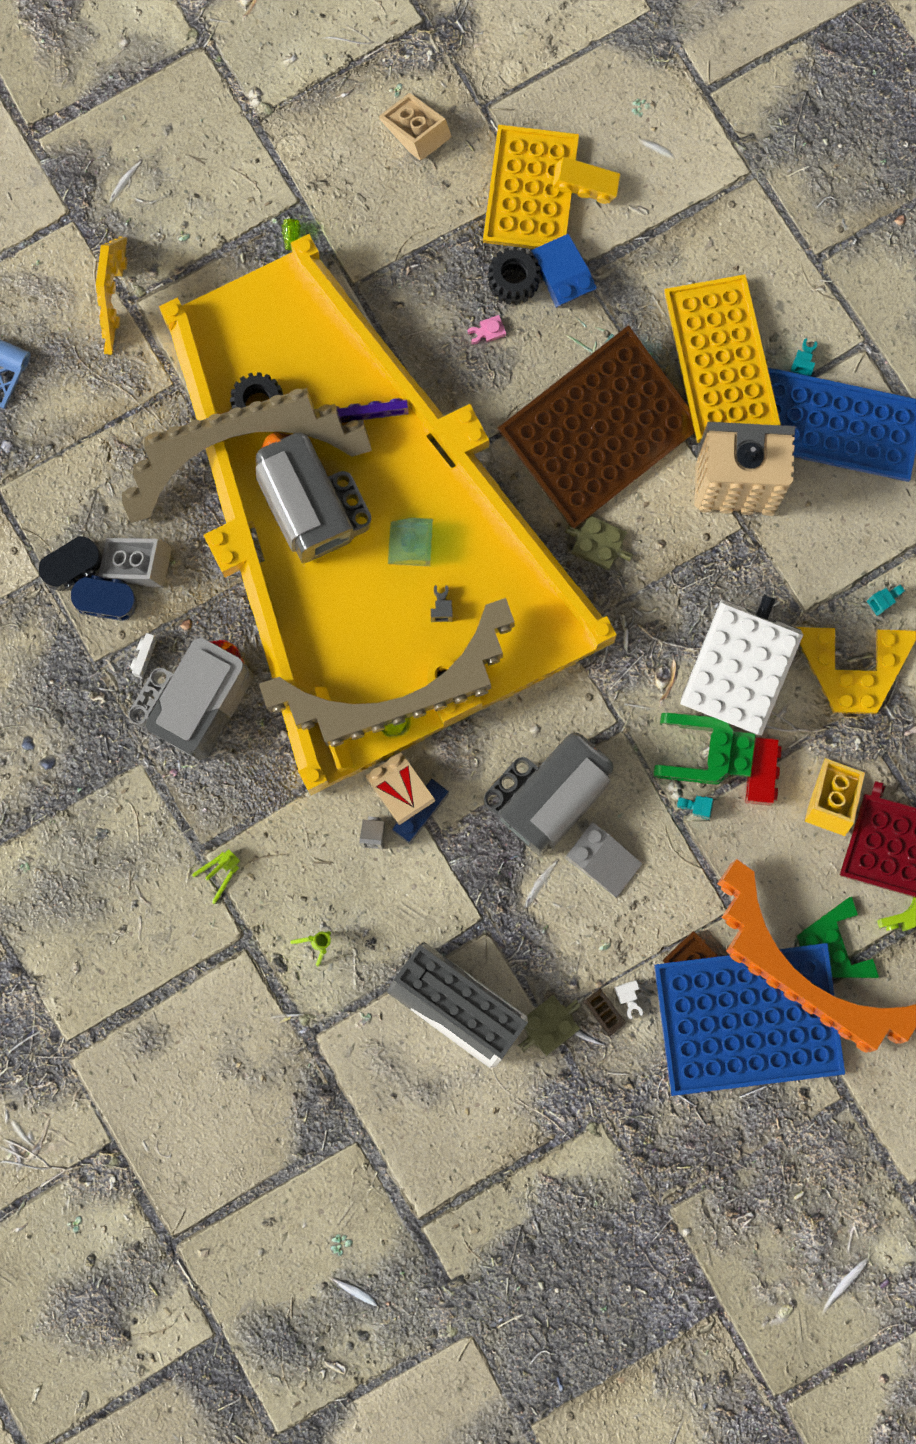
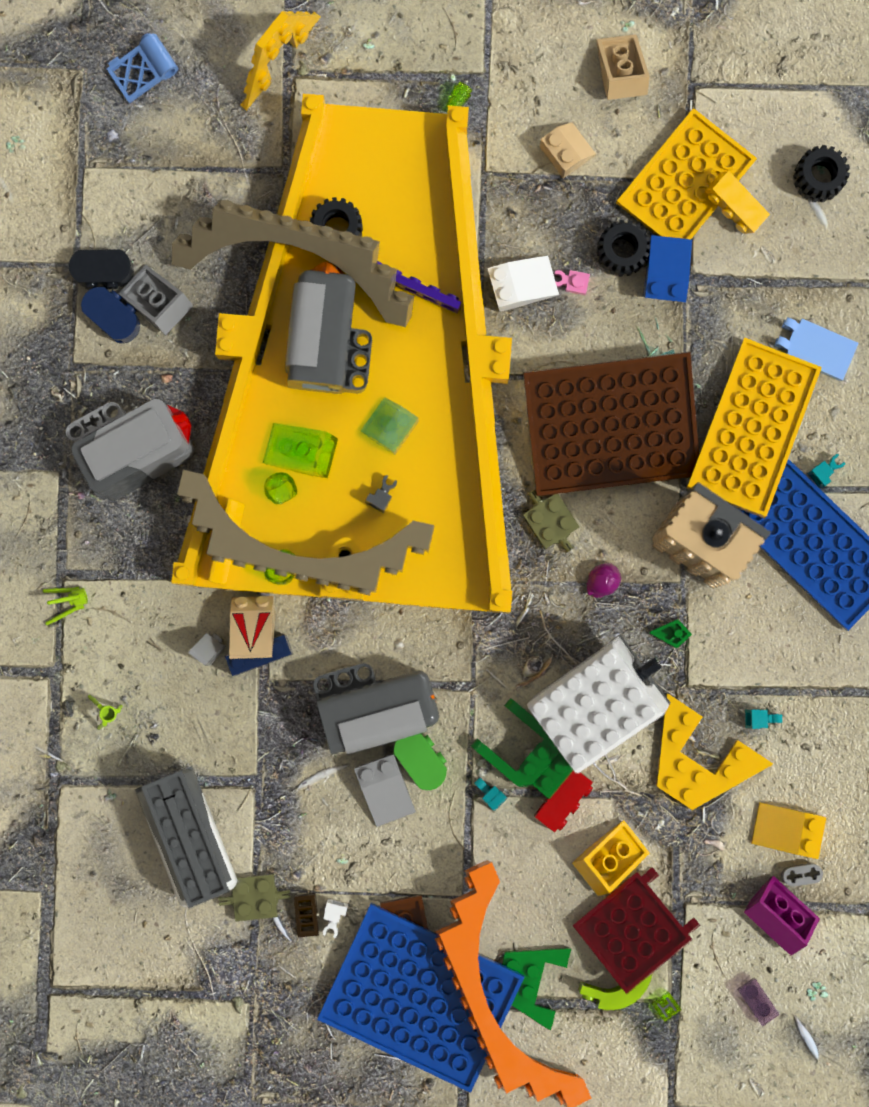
camera: 35 degrees right, 5 degrees up
(146, 649) = (119, 379): white plate -> none
(346, 610) = (300, 450): none -> clear neon green slope
(350, 652) = (280, 487): none -> clear neon green hair
(411, 223) = (566, 149): none -> tan slope
(445, 356) = (522, 282): none -> white slope
(619, 815) = (421, 761): none -> bright green brick
(646, 100) = (829, 159): none -> black tyre
(676, 565) = (603, 580): none -> magenta hair
(731, 259) = (818, 347): none -> light blue tile
(763, 574) = (672, 633): none -> green piece

